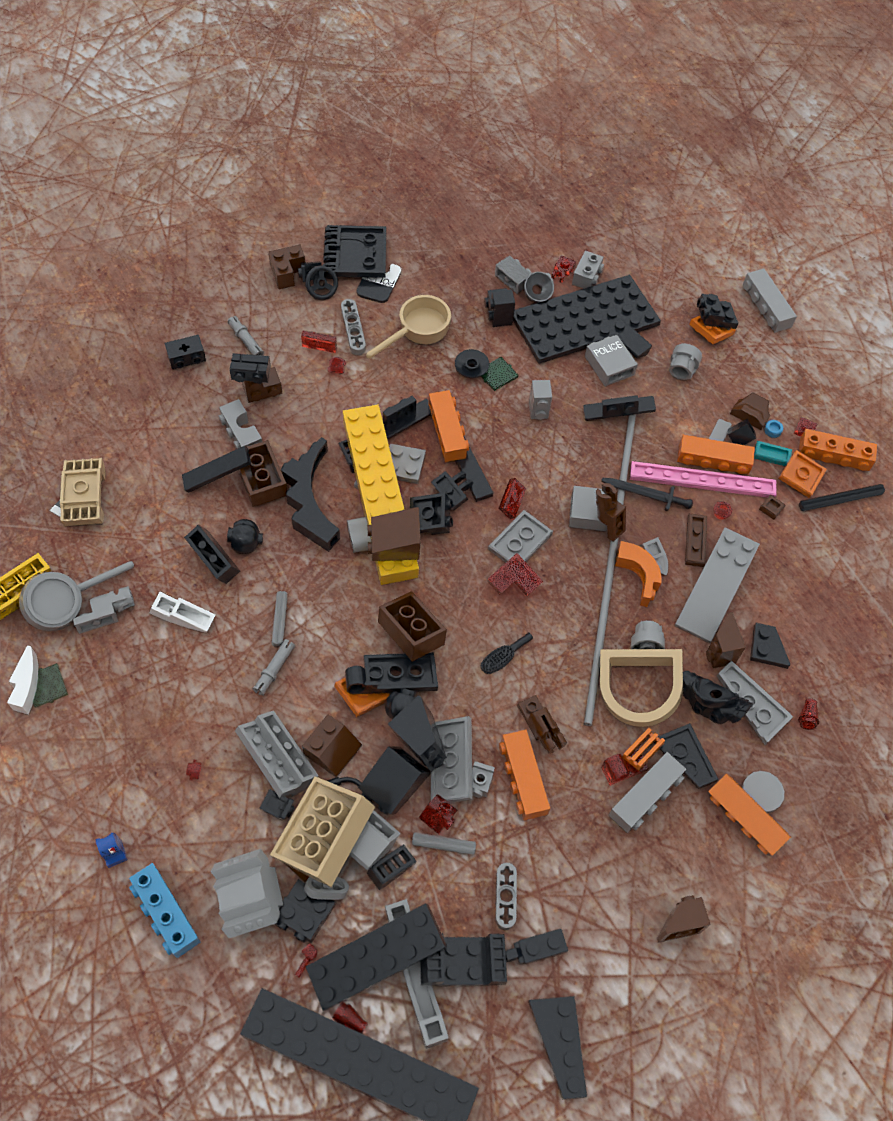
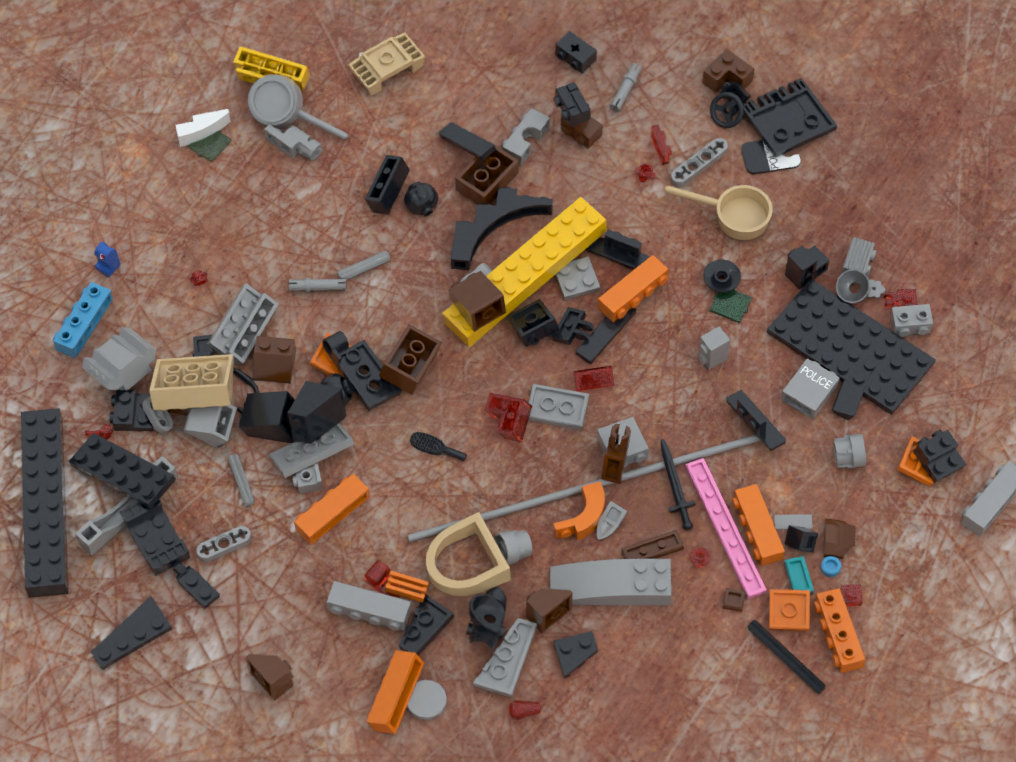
camera: 65 degrees right, 0 degrees up
(181, 613) = (324, 194): white slope -> none
(349, 1017) = (72, 480): clear red cone -> none
(374, 871) = (199, 444): black slope -> none
(438, 814) = (259, 461): clear red brick -> none
(541, 724) = (384, 501): reddish brown plate -> none

